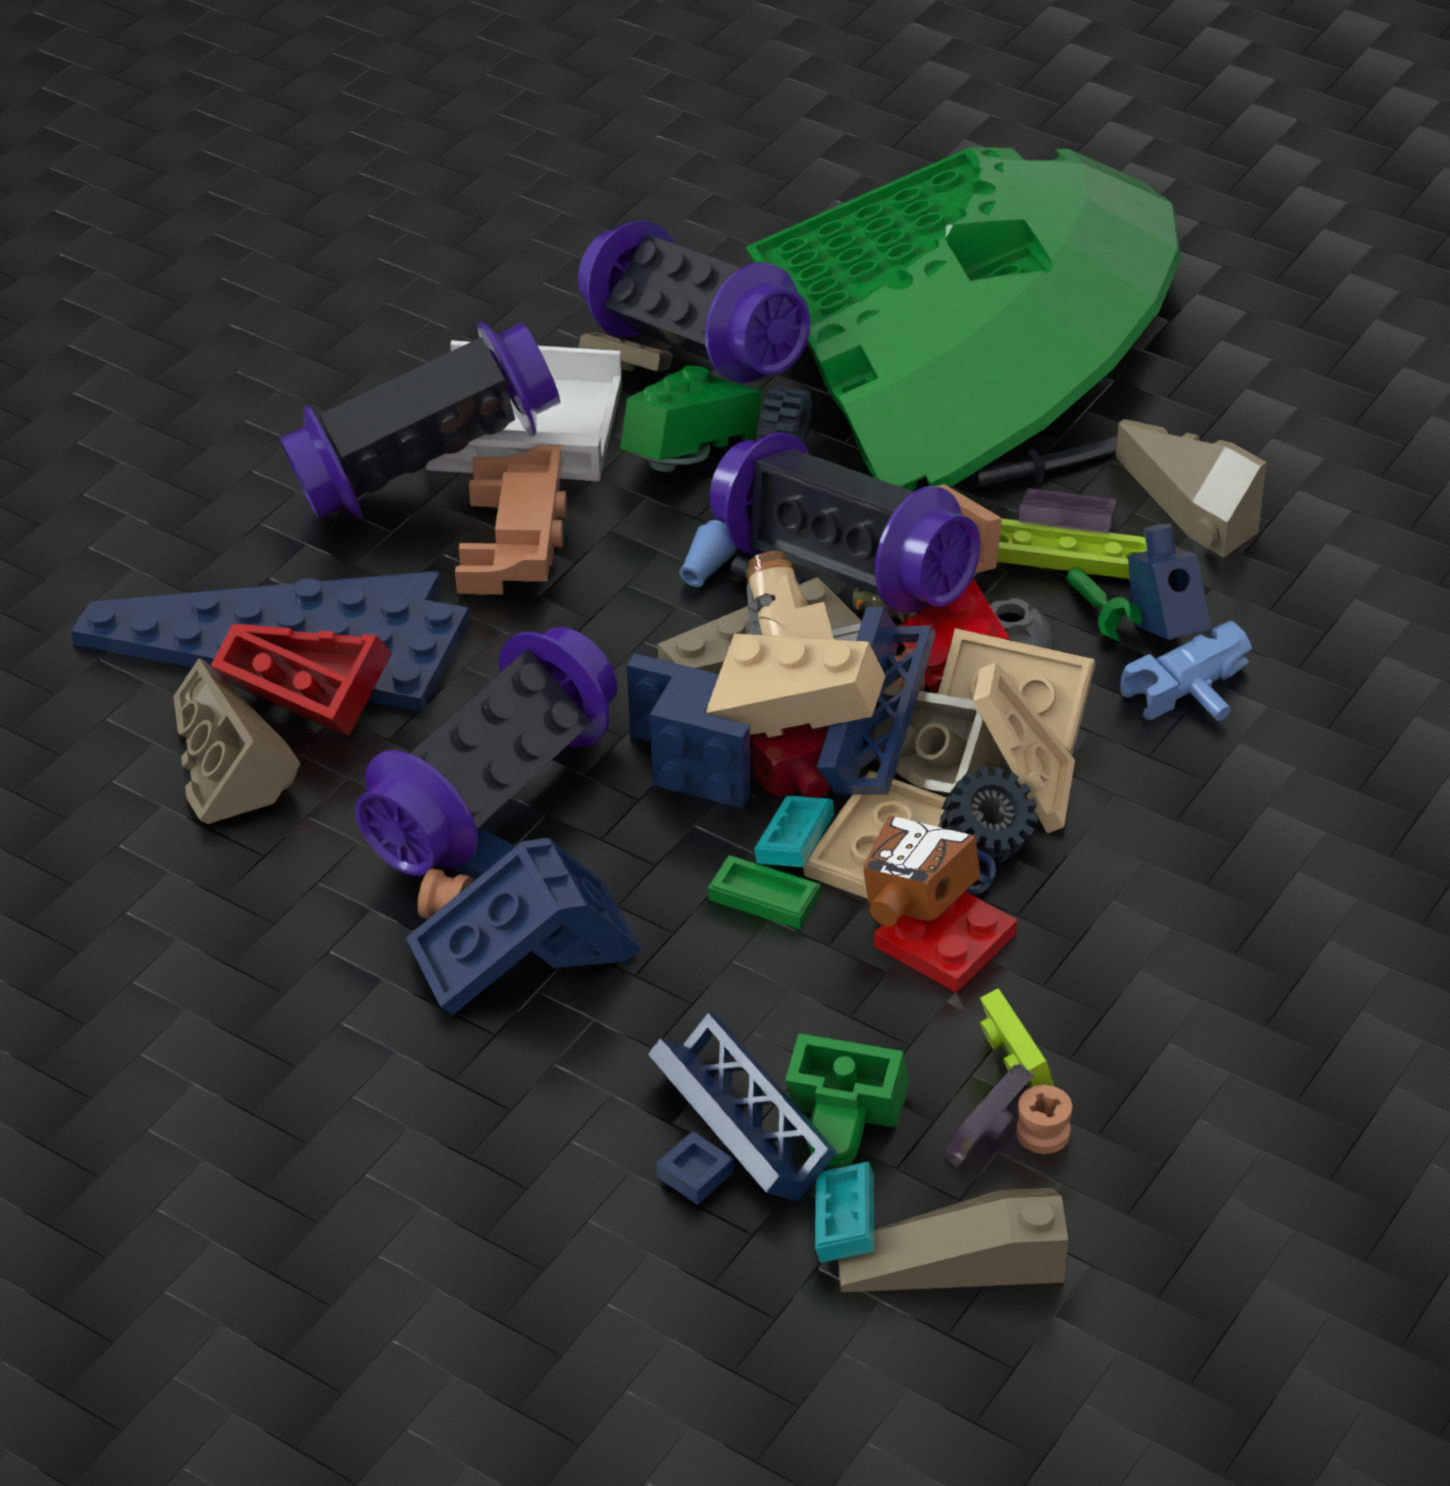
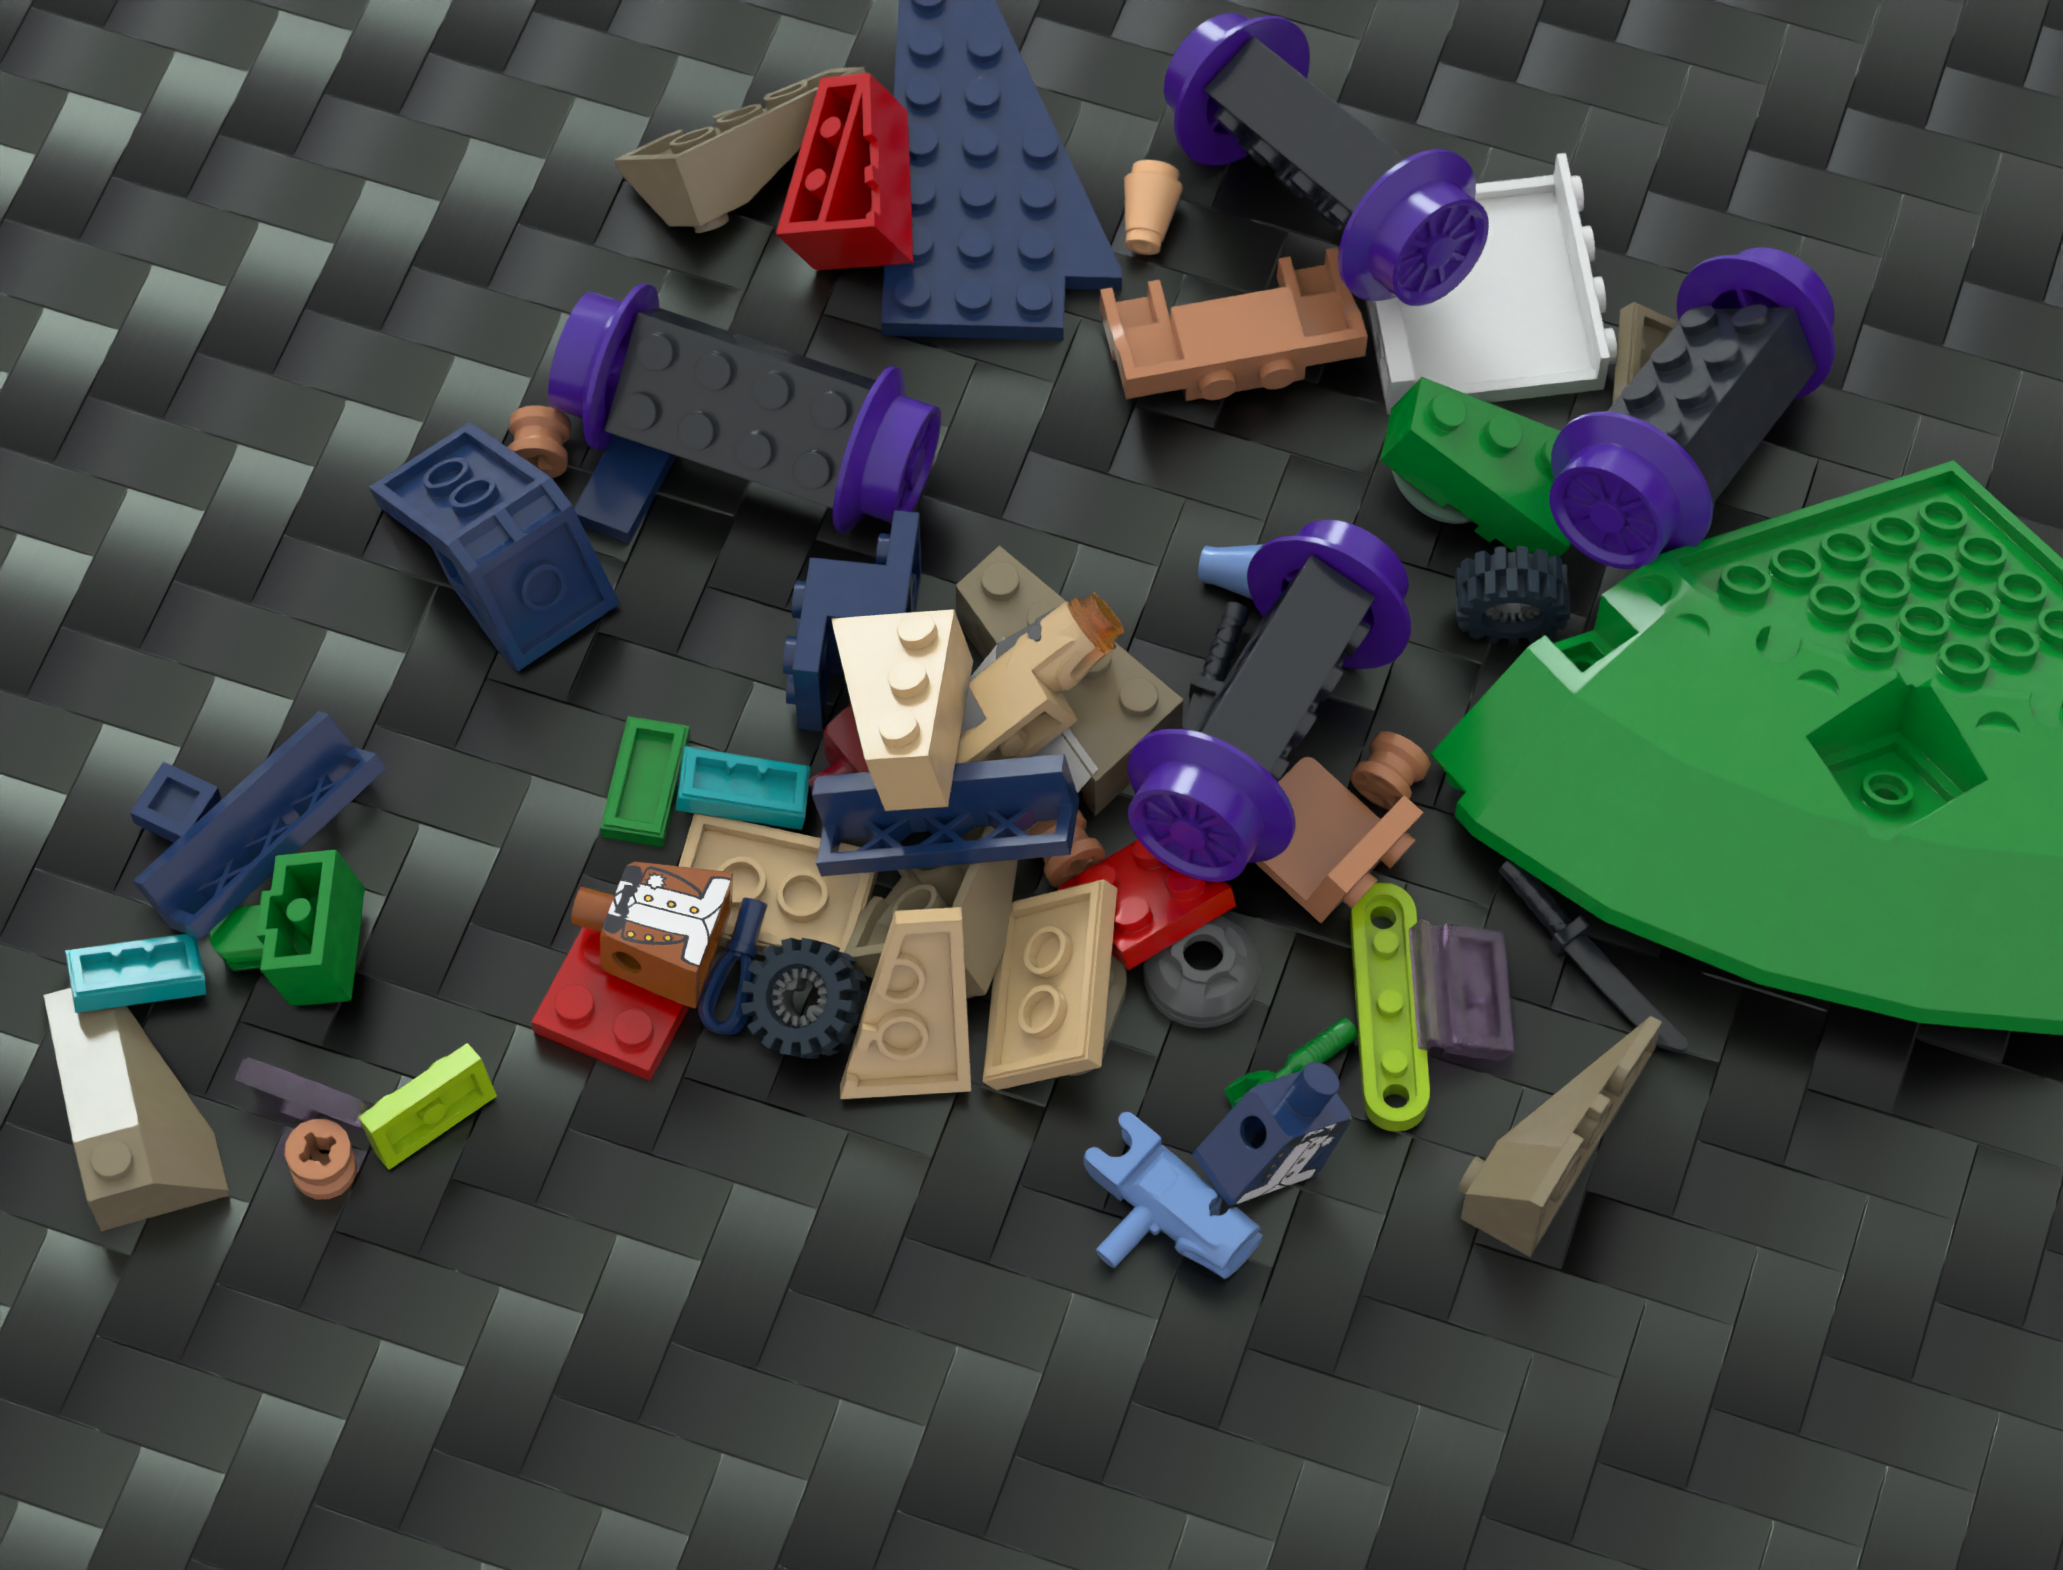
camera: 75 degrees right, 20 degrees up
(385, 548) = (1149, 204): none -> light nougat cone

